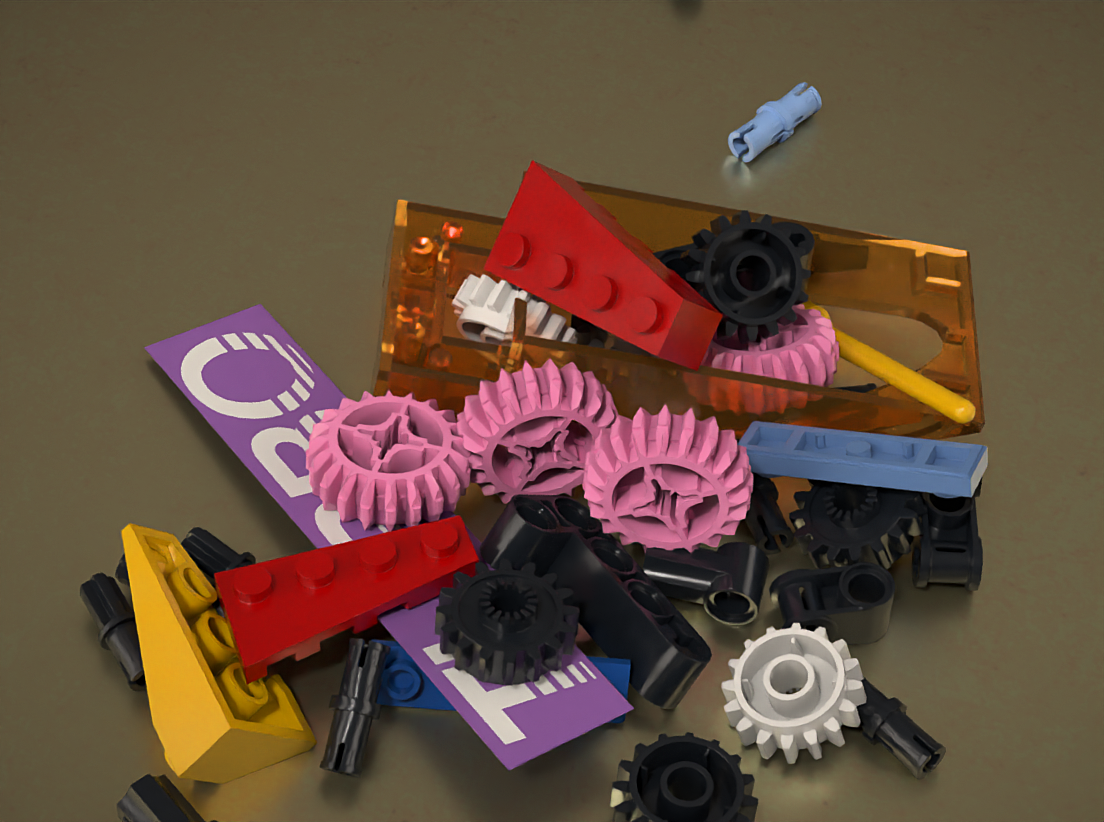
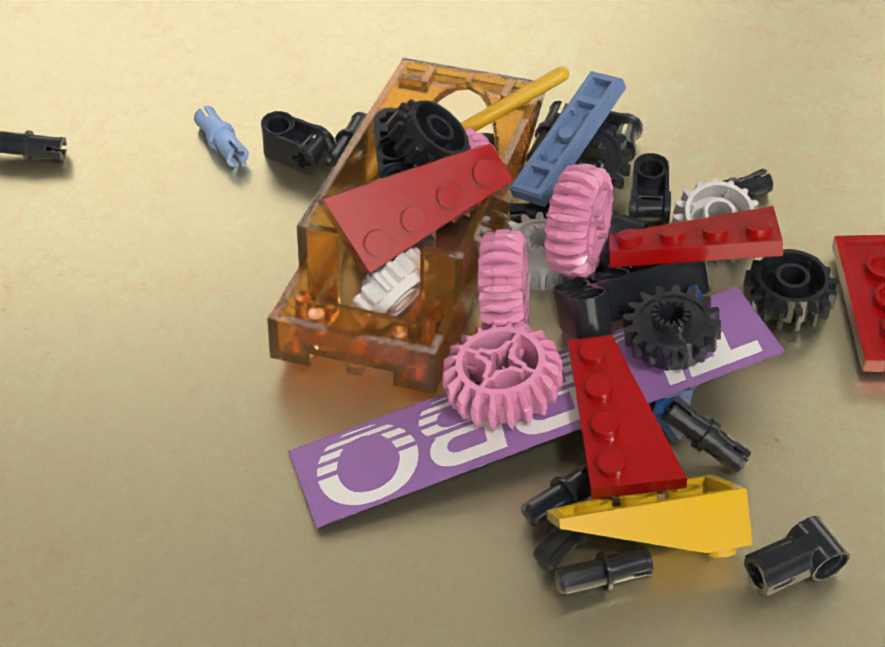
camera: 70 degrees left, 0 degrees up
(704, 655) = (718, 237): none -> red wing
(786, 180) = (292, 141): none -> black piece

